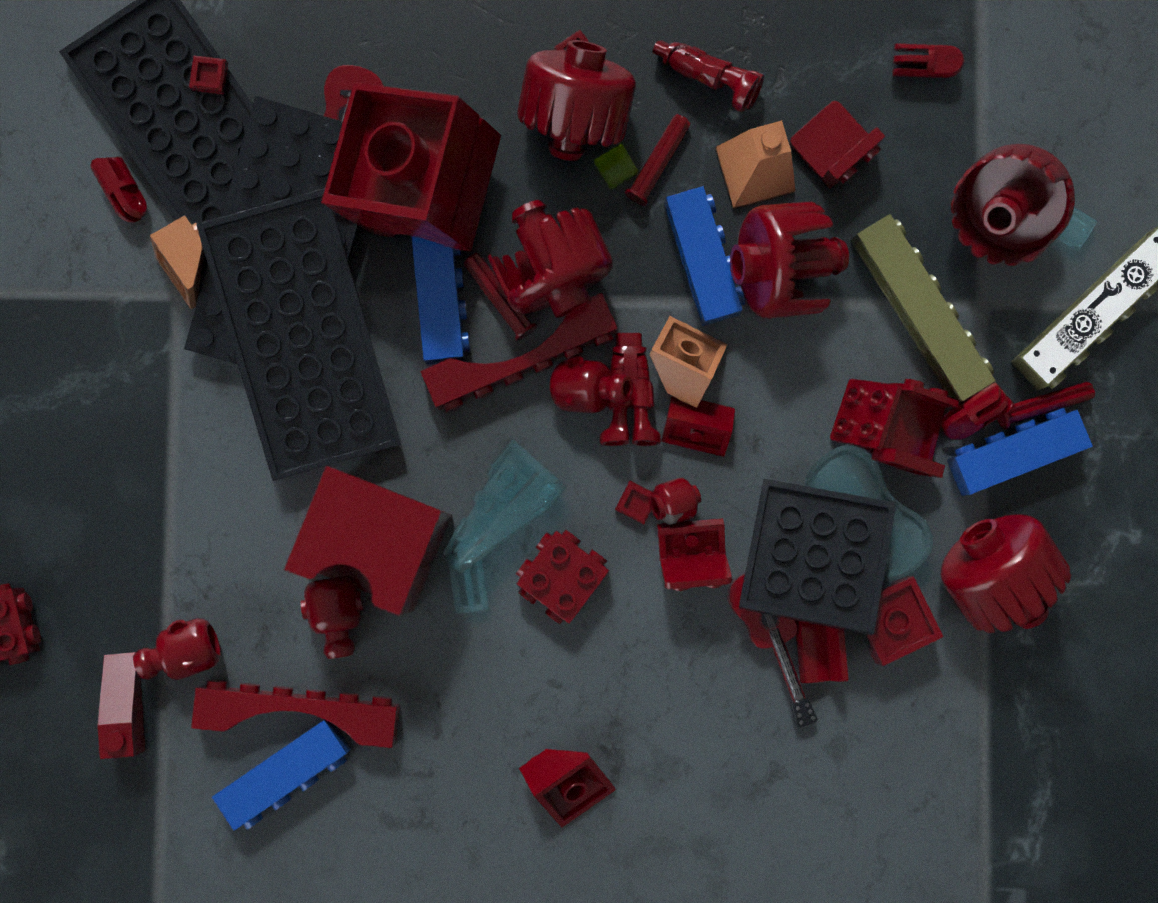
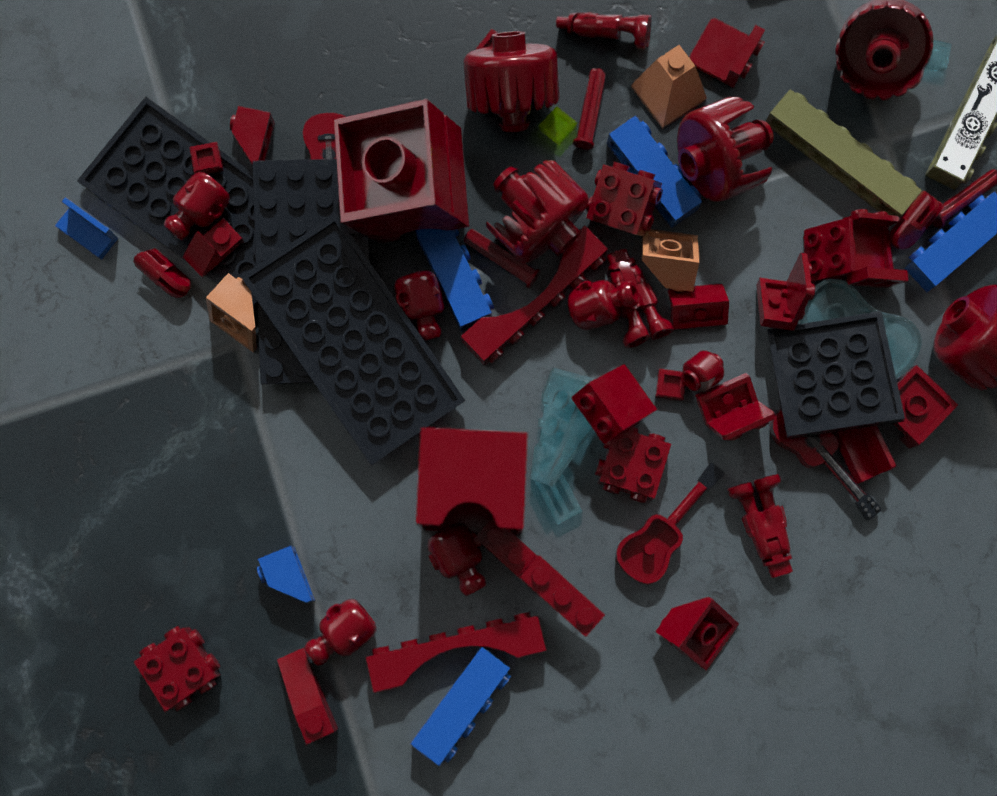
camera: 20 degrees left, 5 degrees down
(52, 111) = (86, 230): none -> blue panel
(143, 568) = (285, 573): none -> blue slope
(180, 123) = (197, 203): none -> dark red piece
(180, 179) = (209, 250): none -> dark red slope
(270, 62) = (252, 132): none -> dark red slope
(390, 315) = (421, 301): none -> dark red piece
(417, 674) = (540, 577): none -> dark red bracket
(543, 676) = (648, 551): none -> dark red piece
(560, 504) = (613, 403): none -> dark red panel
(656, 278) = (624, 199): none -> dark red brick
(683, 696) = (765, 527): none -> dark red piece
(795, 451) = (785, 301): none -> dark red bracket

